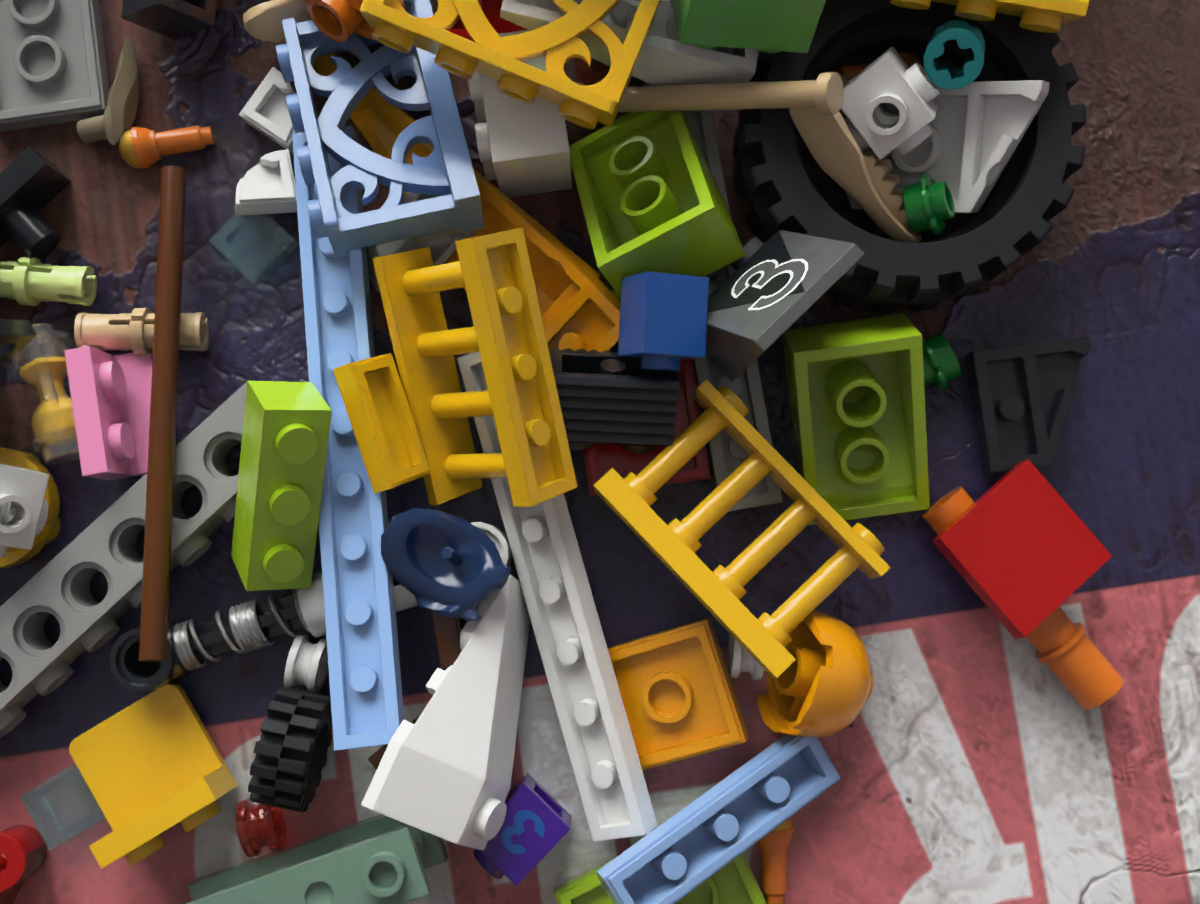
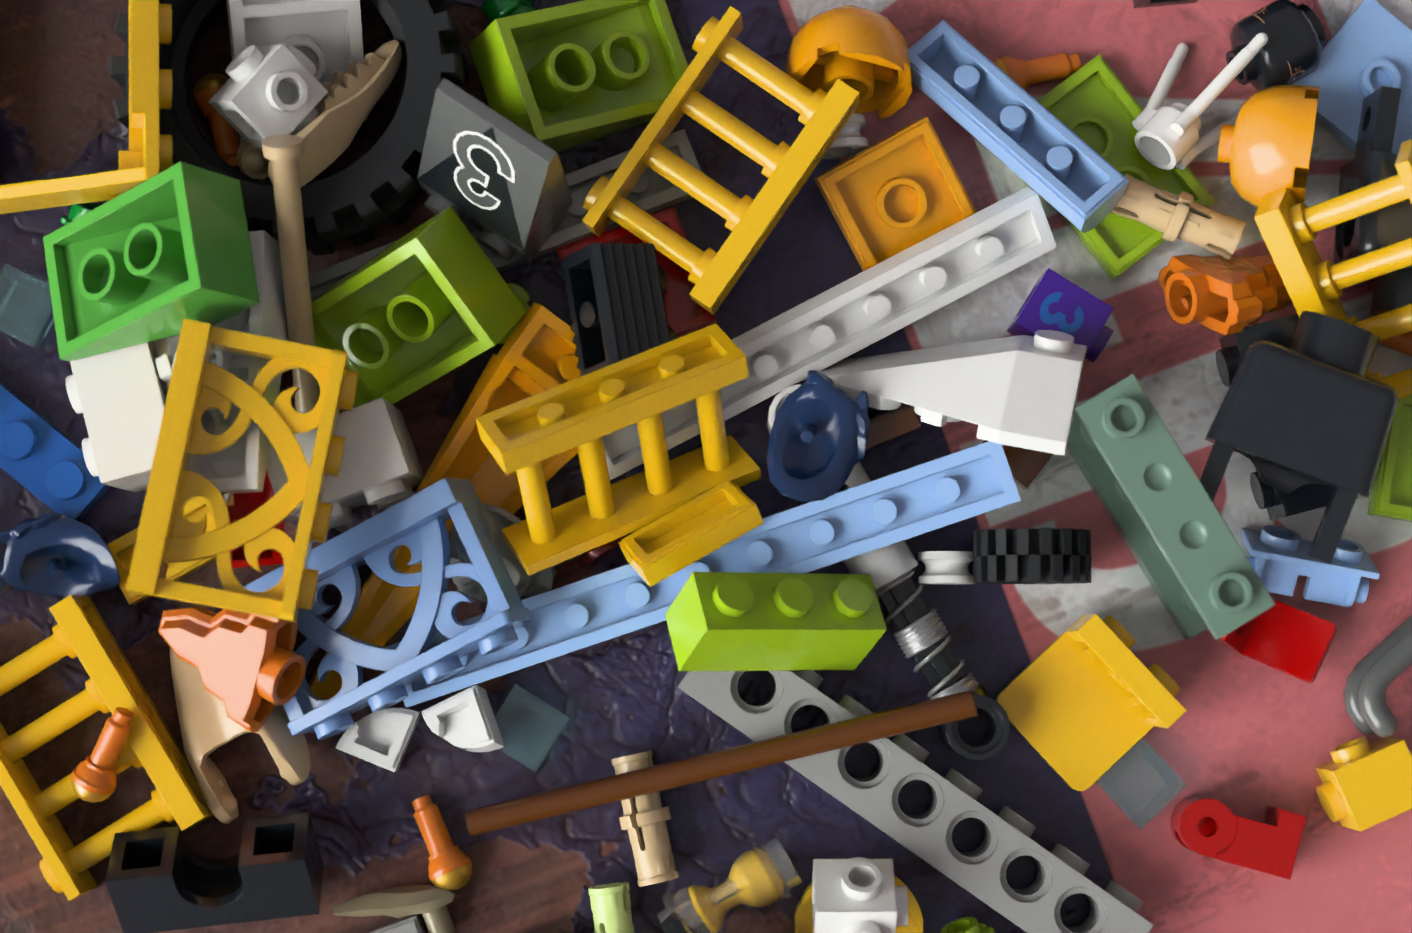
camera: 100 degrees left, 0 degrees up
(110, 411) = (734, 815): bright pink bracket -> none
(259, 827) = (1115, 579): clear red bush -> none
(663, 319) = (535, 270): blue brick -> none
(928, 205) = (360, 37): green plate -> none
(941, 70) = (219, 52): teal bush -> none

